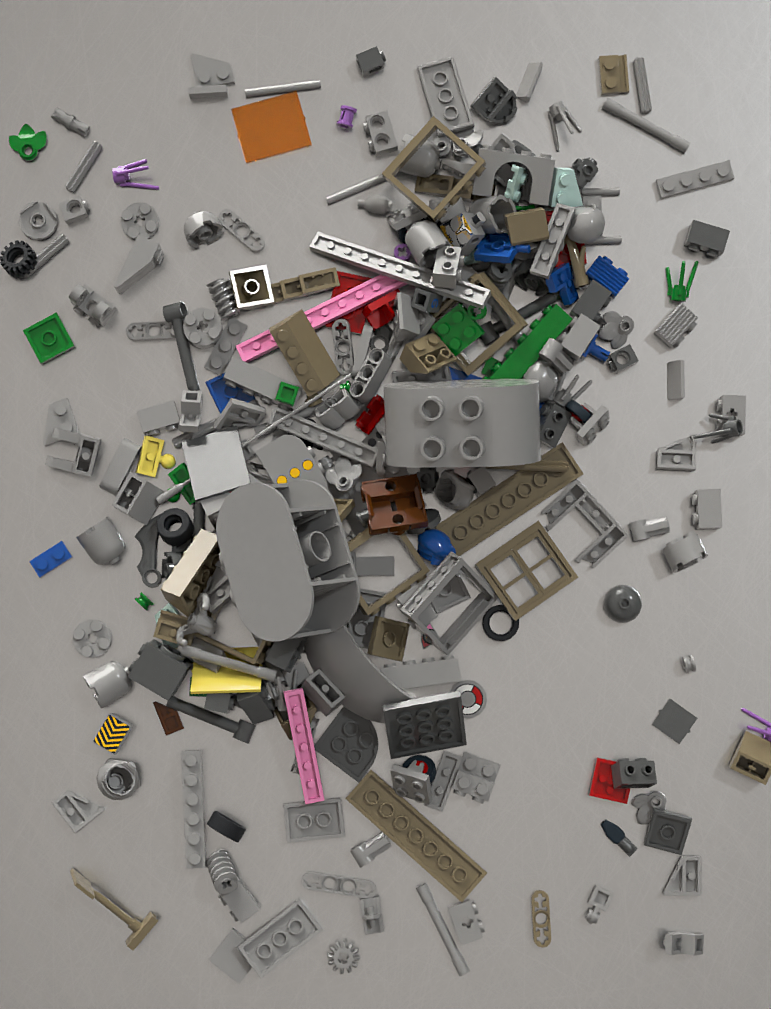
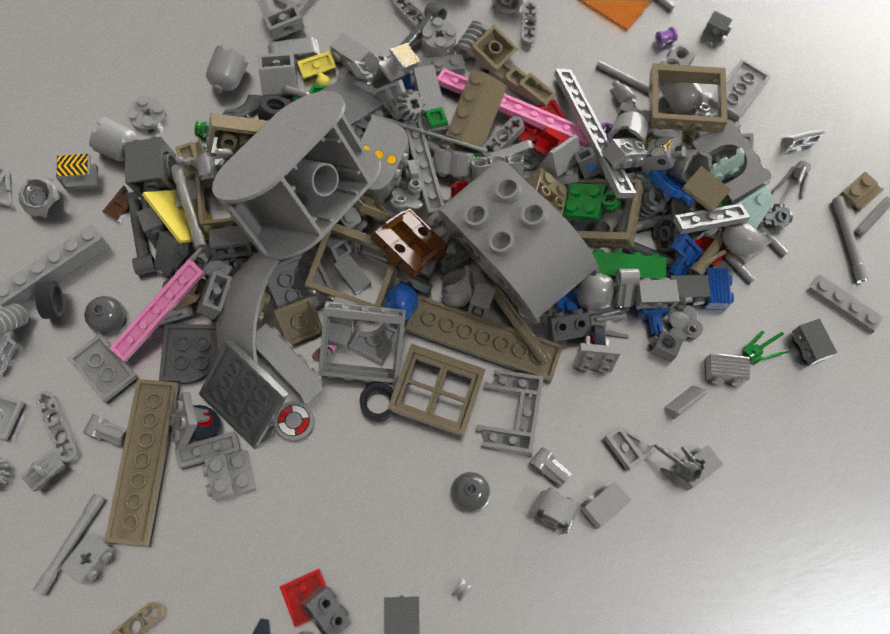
camera: 50 degrees right, 15 degrees down
(51, 559) = (189, 51): blue plate -> none
(208, 384) = (401, 62): none -> light grey piece
(259, 786) = (105, 315): none -> dark grey cylinder
(262, 408) = (410, 105): none -> light grey gear
(326, 453) = (412, 174): none -> light grey plate
(496, 102) = (766, 124): dark grey slope -> none

